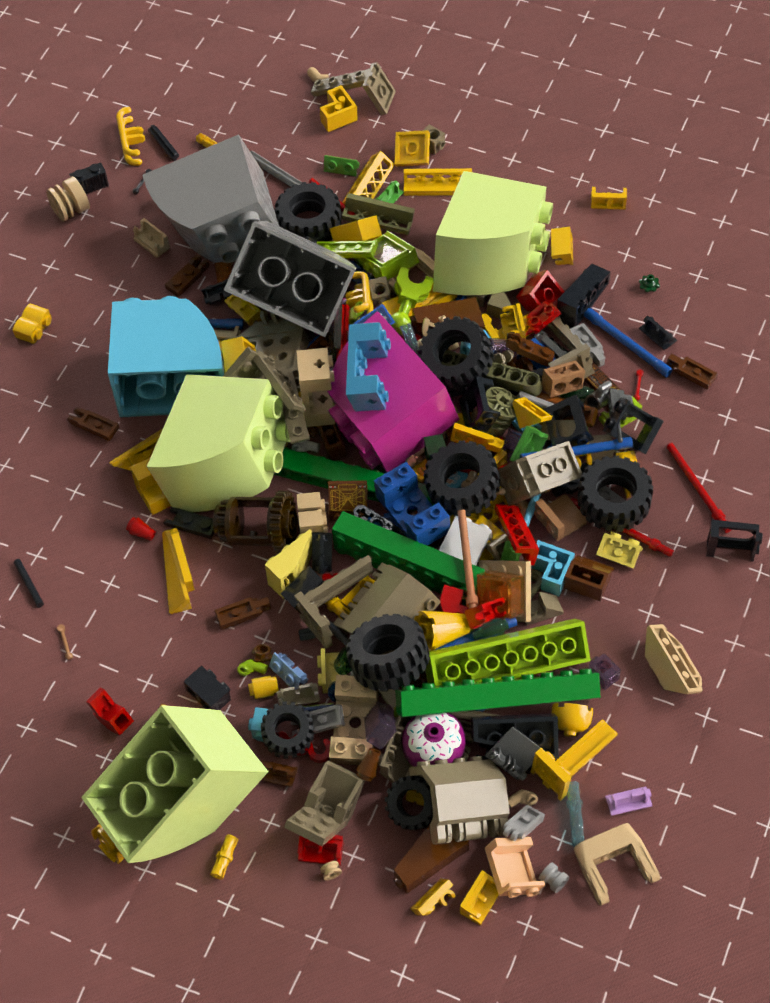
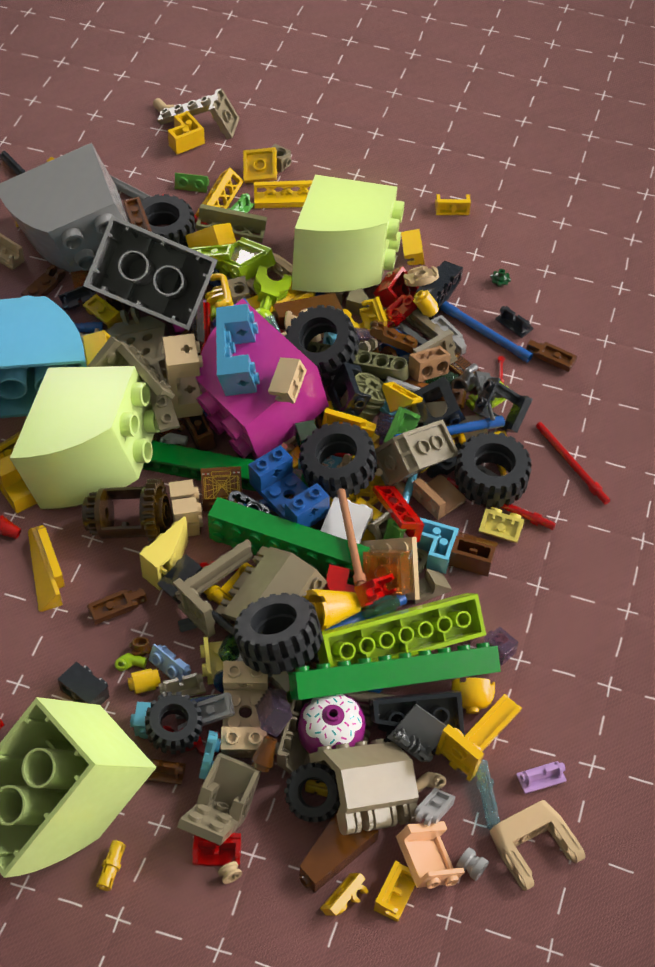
camera: 10 degrees left, 5 degrees down
(191, 523) = (58, 519): black hinge -> none
(283, 209) = (136, 213): none -> reddish brown tile
(321, 753) = (212, 745): none -> medium azure wing
(322, 552) = (198, 540): black hinge -> none
(415, 399) = (287, 380): none -> tan hinge
(565, 282) = (421, 276): none -> tan tile
(566, 313) = (426, 303): none -> yellow brick
(671, 662) = (567, 632): tan wedge -> none
(714, 540) = (632, 513): black panel -> none

